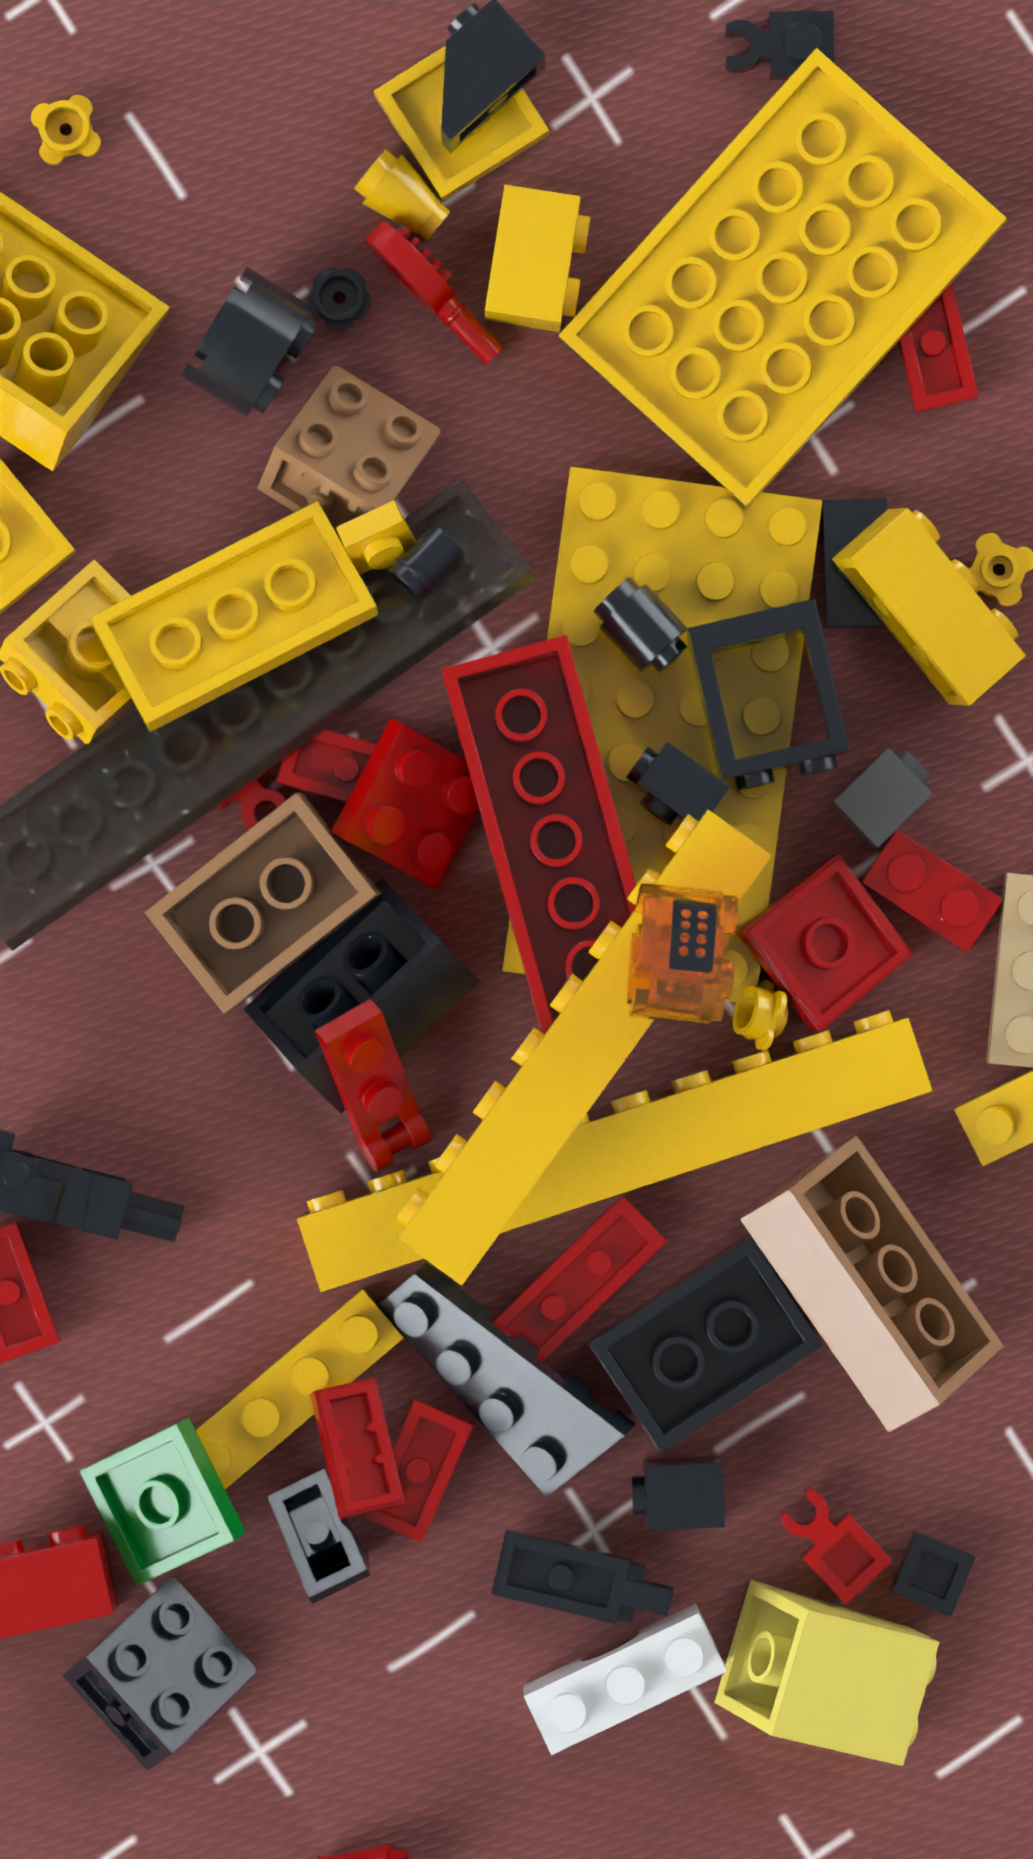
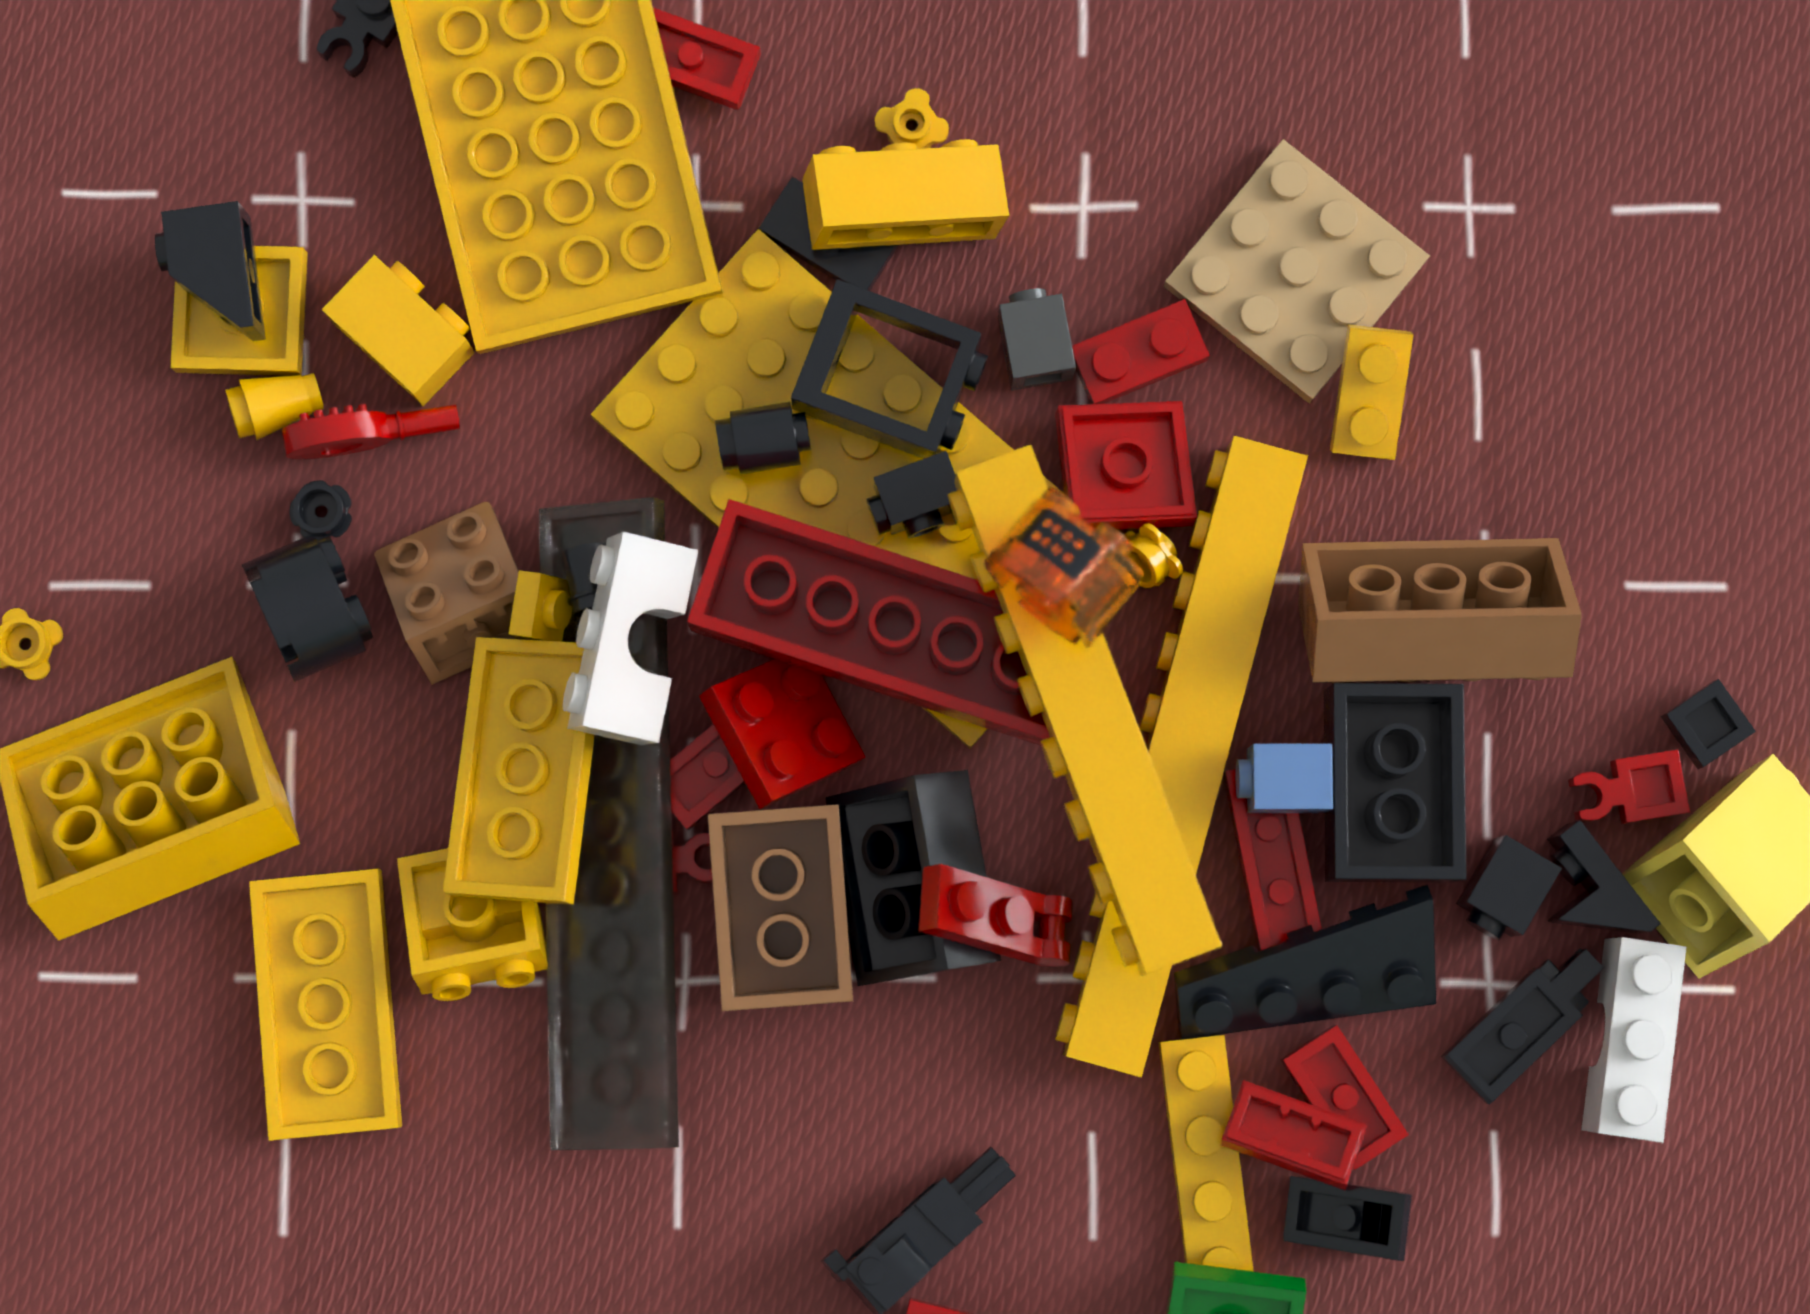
camera: 55 degrees left, 5 degrees down
(343, 642) = (611, 691): none -> white arch
(646, 1249) = (1286, 778): none -> medium blue brick
(728, 1582) = (1608, 897): none -> black slope

